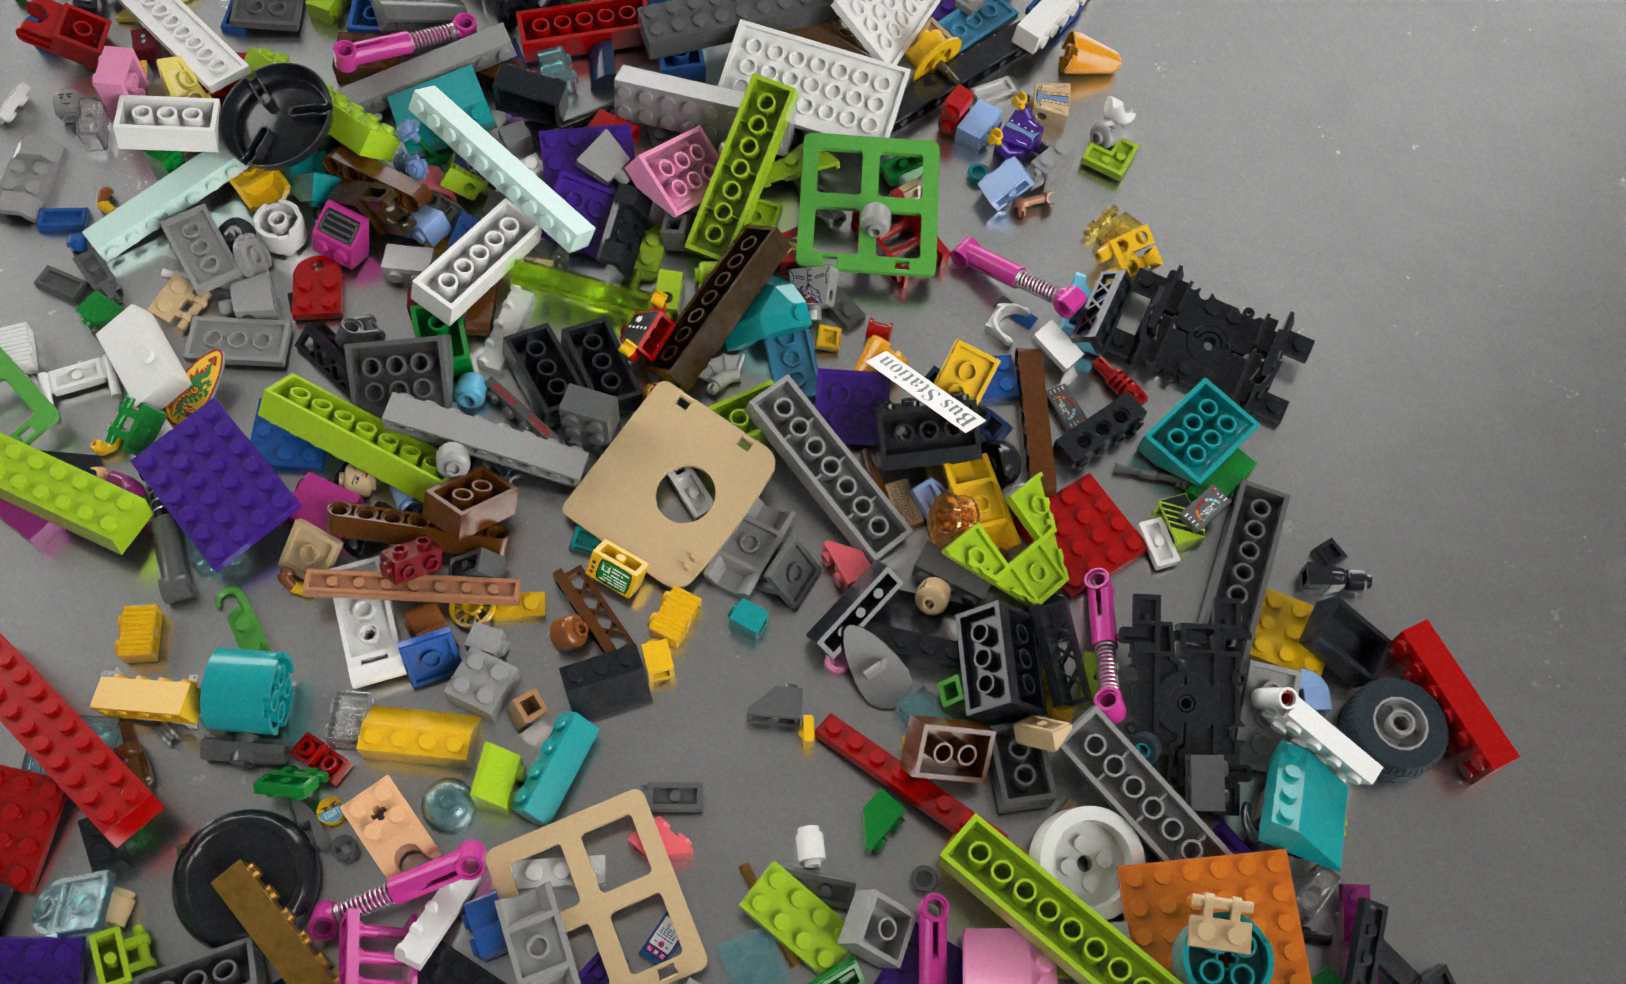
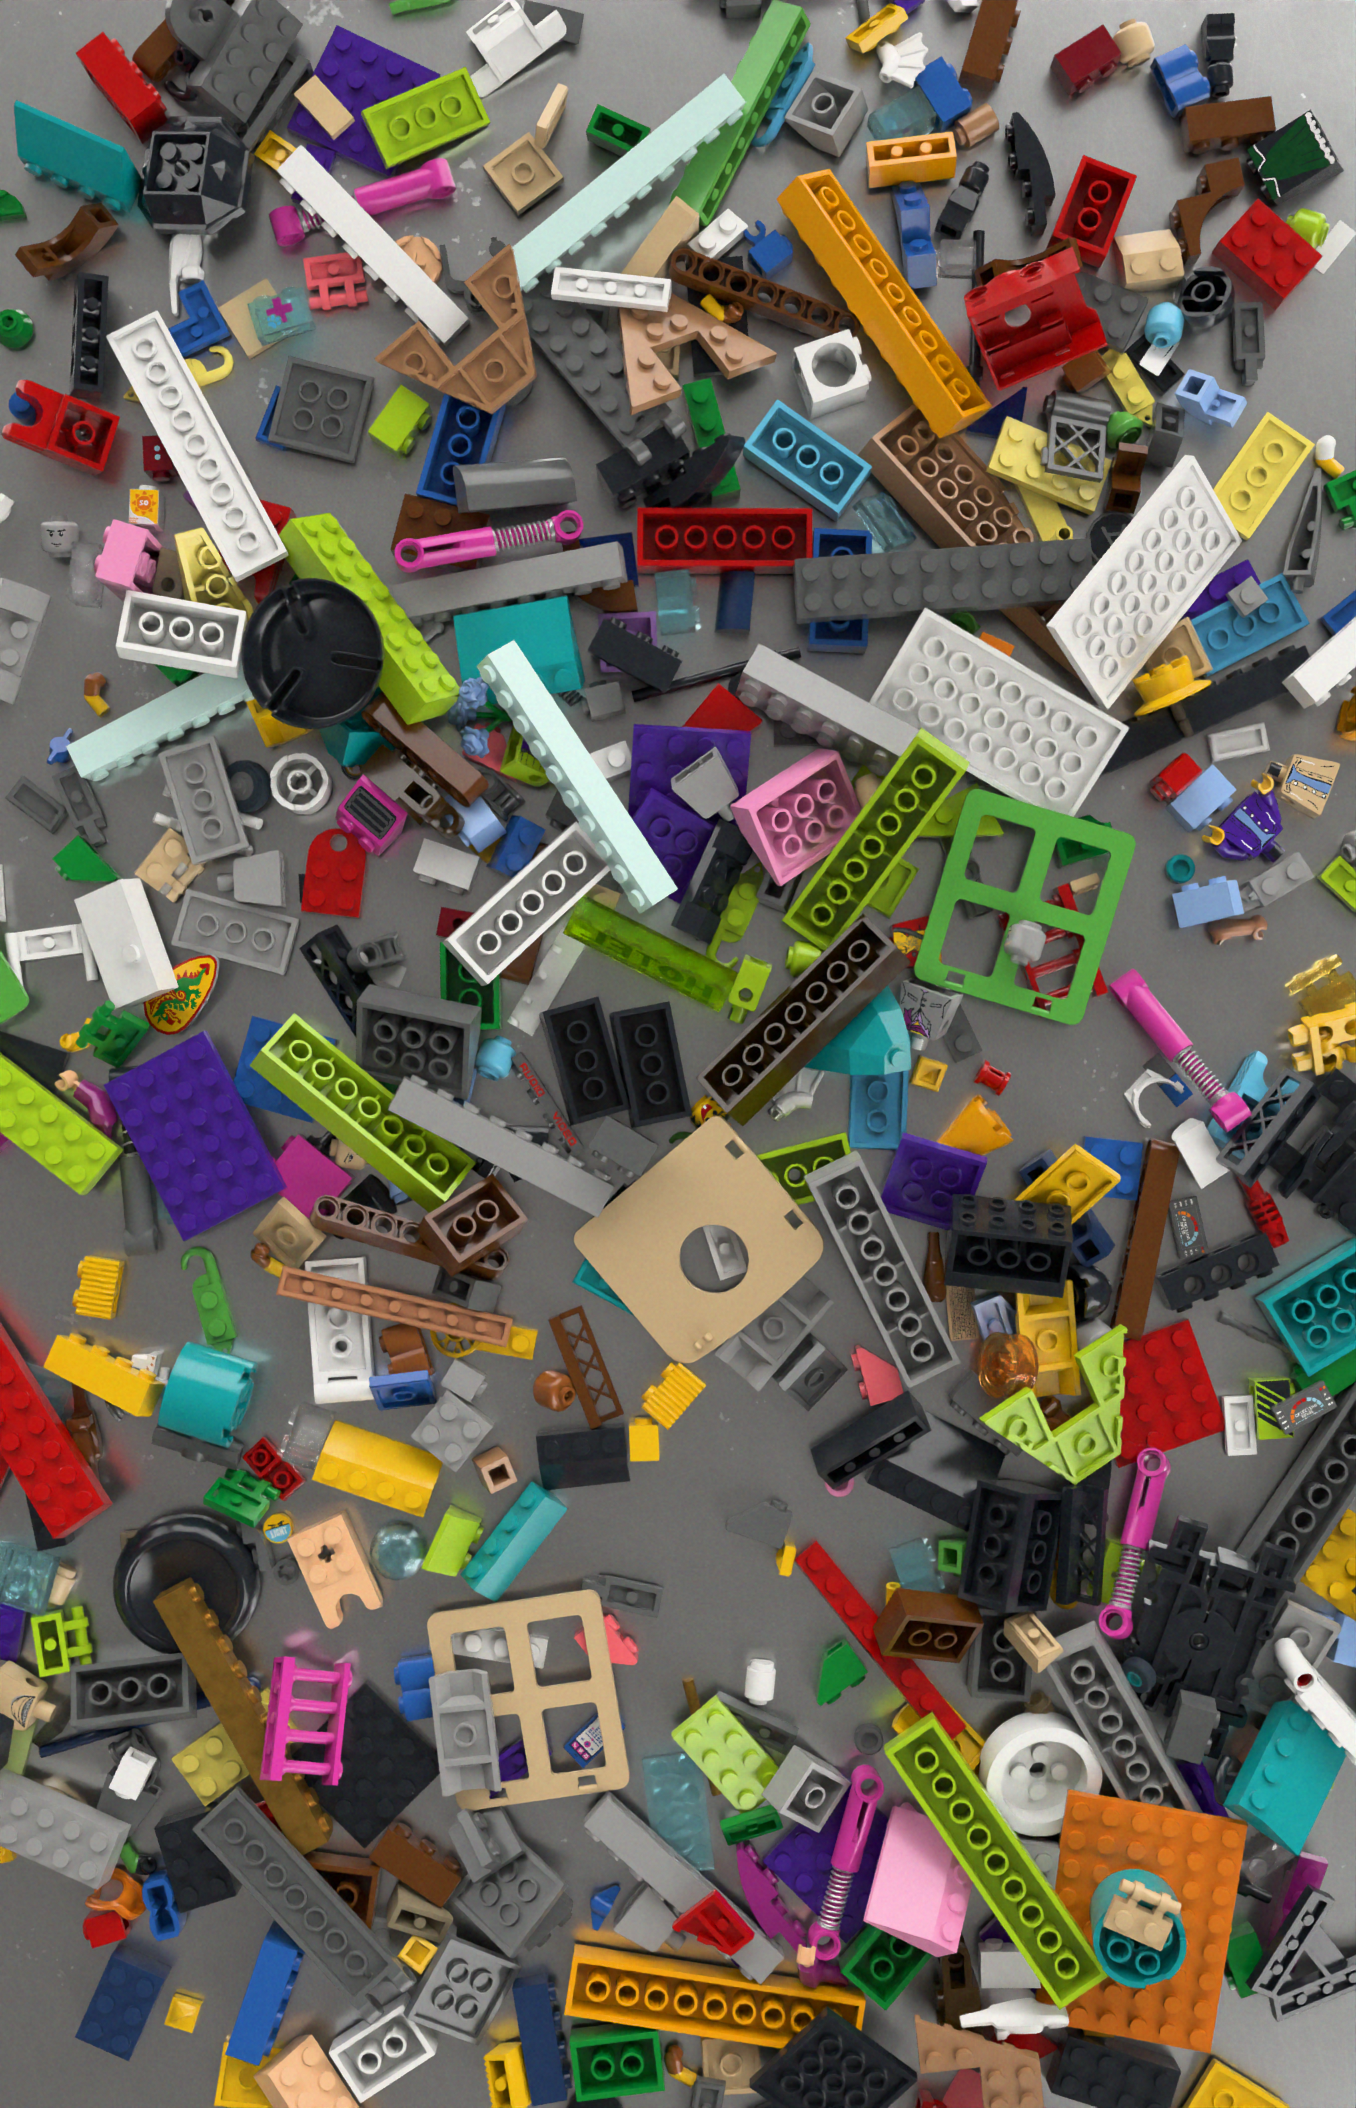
camera: 15 degrees right, 25 degrees up
(63, 219) = (43, 708): blue tile -> none
(251, 255) = (262, 824): light grey tile -> none
(401, 888) = (404, 1636): dark pink piece -> none
(411, 560) = (396, 1281): dark red brick -> none
(434, 922) = (371, 1672): white hinge -> none
(452, 460) = (459, 1171): light grey head -> none
(617, 568) = (620, 1327): yellow brick -> none
(647, 331) = (708, 1040): torso -> none
(748, 619) = (752, 1415): teal brick -> none
(876, 668) = (877, 1509): light grey shield -> none
(926, 391) = (1017, 1213): white sticker -> none
(933, 596) = (961, 1441): tan head -> none

